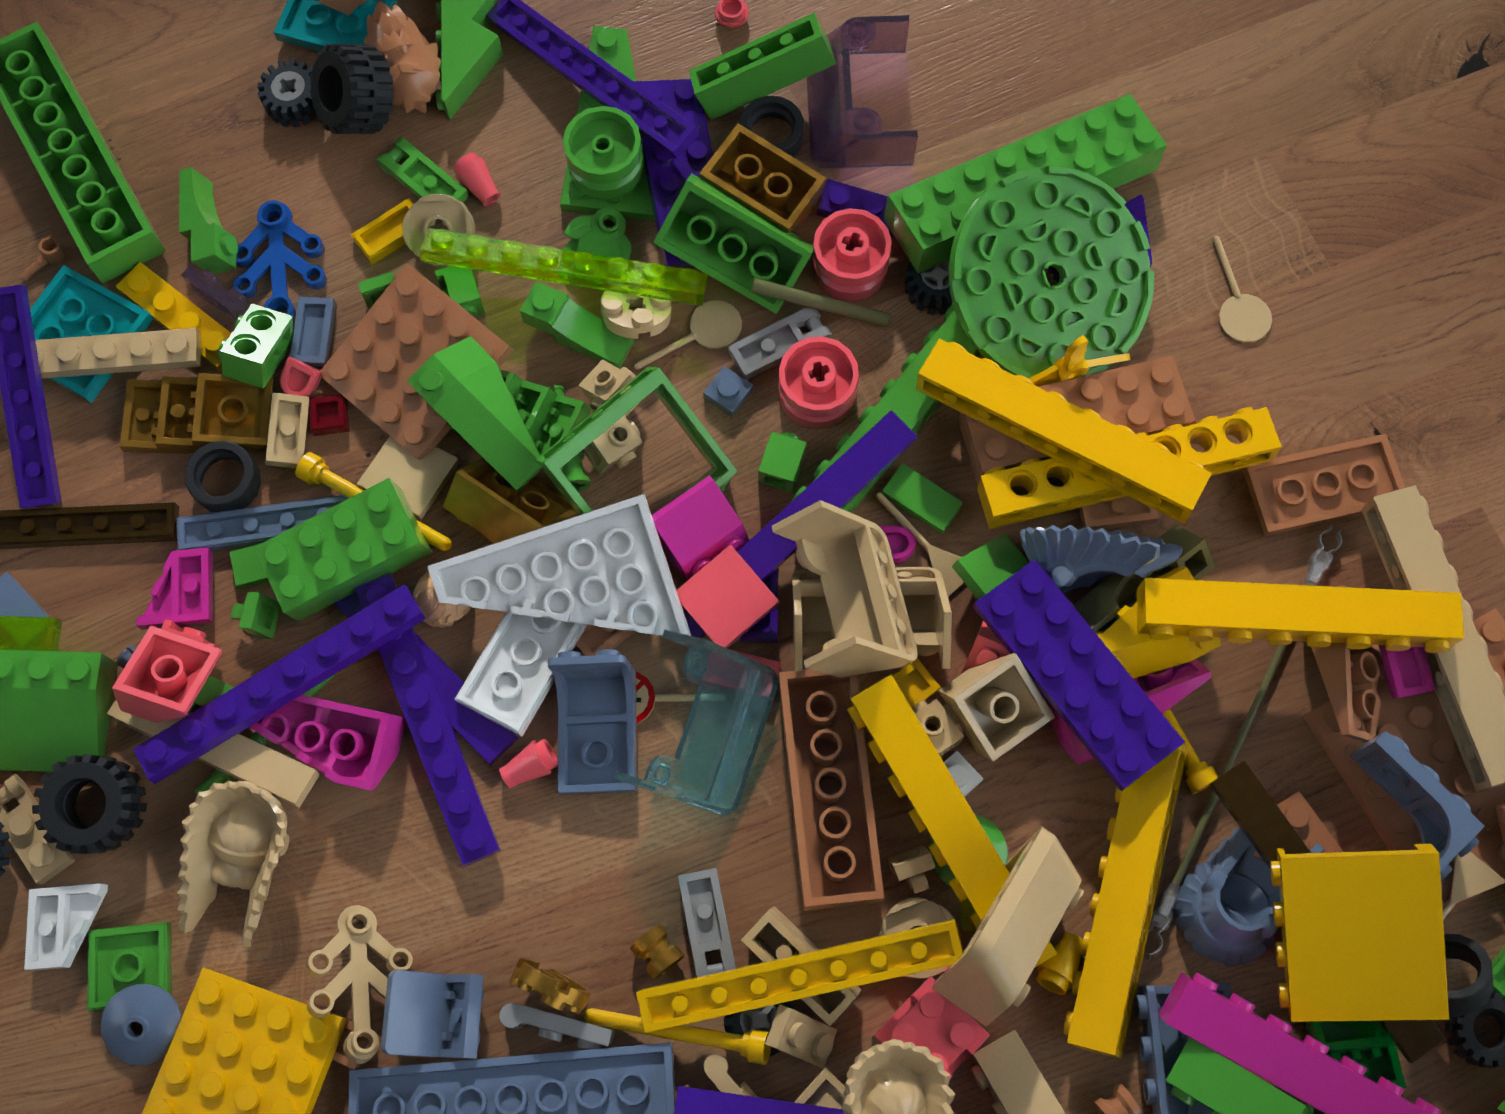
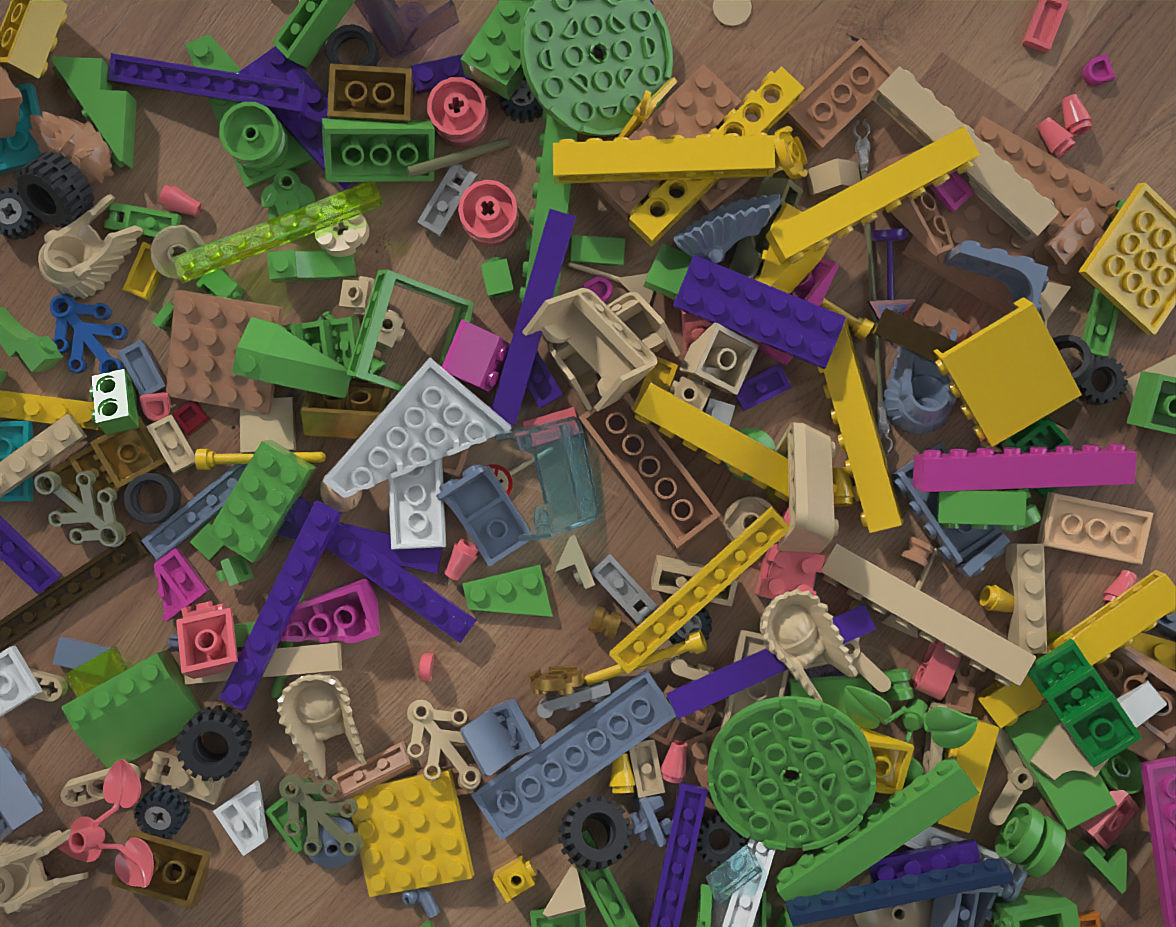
camera: 30 degrees left, 15 degrees up
(140, 443) = (84, 509): none -> olive plant
(148, 972) = (317, 814): none -> olive plant
(209, 287) = (53, 379): clear purple plate -> none
(255, 964) = (376, 771): none -> nougat tile
(327, 175) = (79, 260): none -> tan piece
(401, 872) = (426, 667): none -> coral tile
(565, 843) = (510, 592): none -> bright green wing
(669, 842) = (573, 555): none -> tan slope
(711, 325) = (397, 213): tan piece -> none
(726, 597) = (518, 389): coral tile -> none
(728, 391) = (434, 251): sand blue plate -> none
(801, 1036) = (717, 621): tan plate -> none
(911, 866) = (723, 483): tan tile -> none
(1030, 776) = (762, 387): none -> dark purple plate
(1221, 515) = (789, 154): none -> yellow tile
(1261, 567) = (832, 177): none -> tan slope
(1297, 684) = (899, 306): none -> dark purple piece

